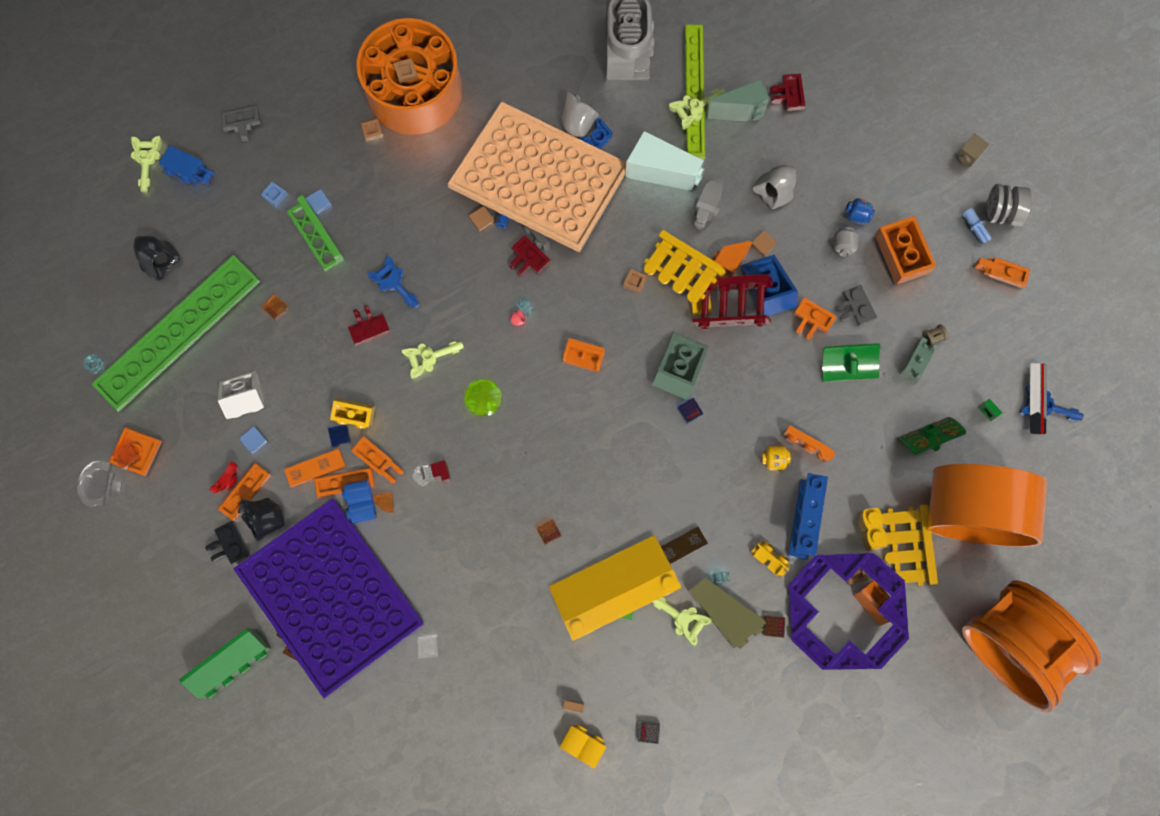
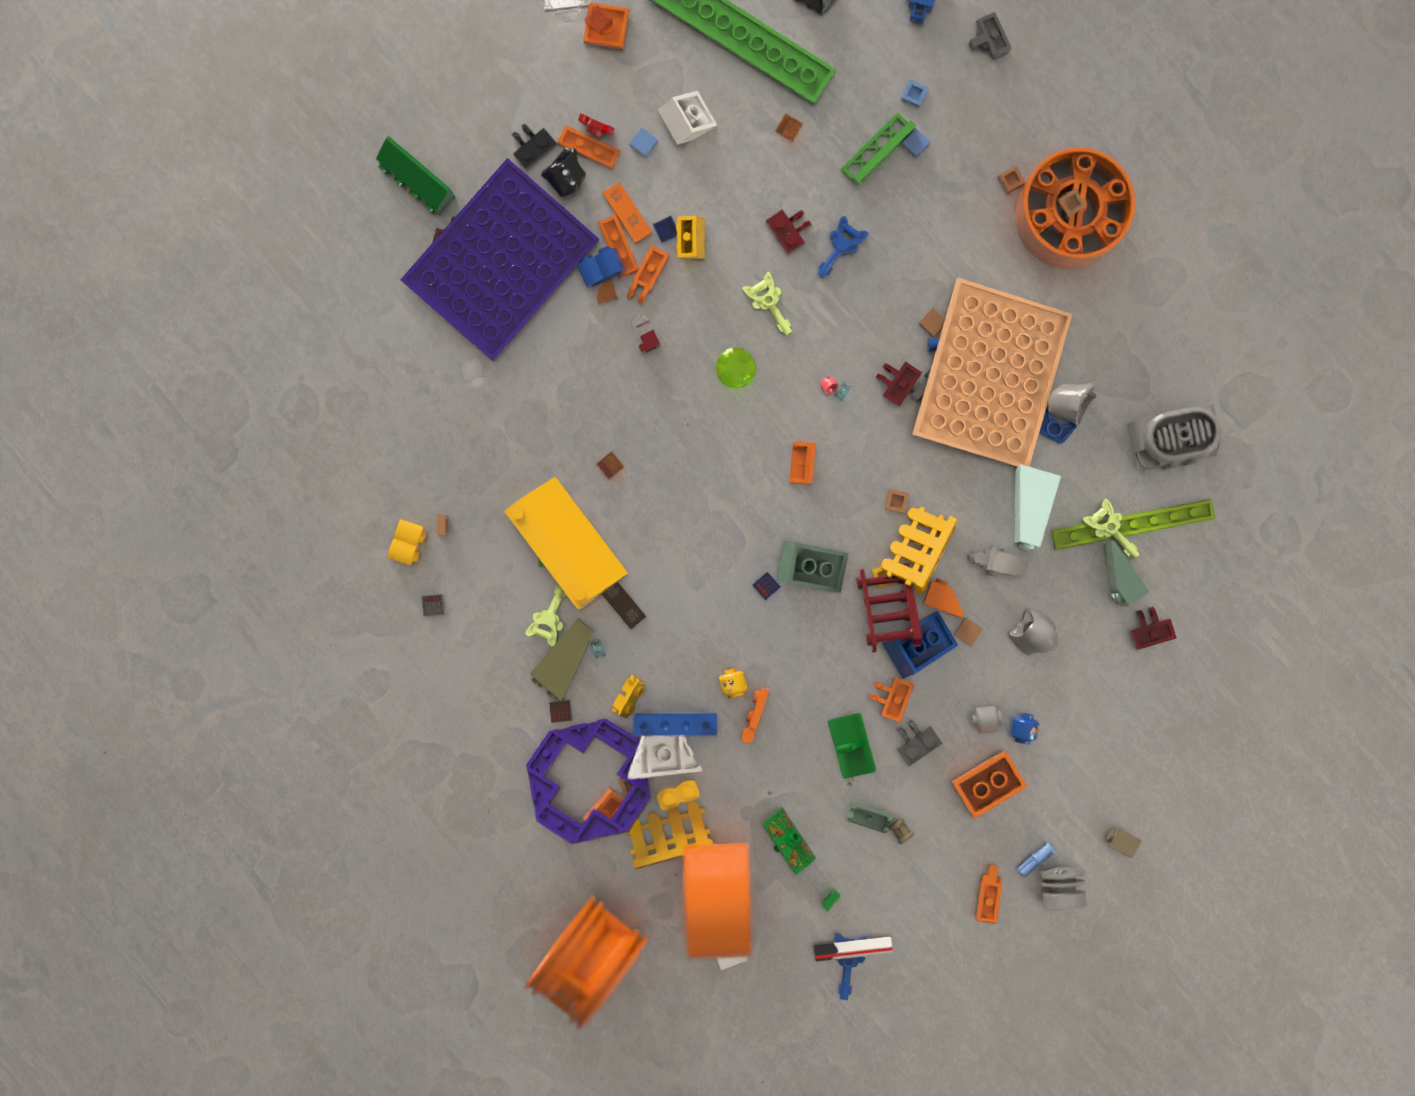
camera: 85 degrees right, 10 degrees up
(838, 536) = (663, 757): none -> white wing

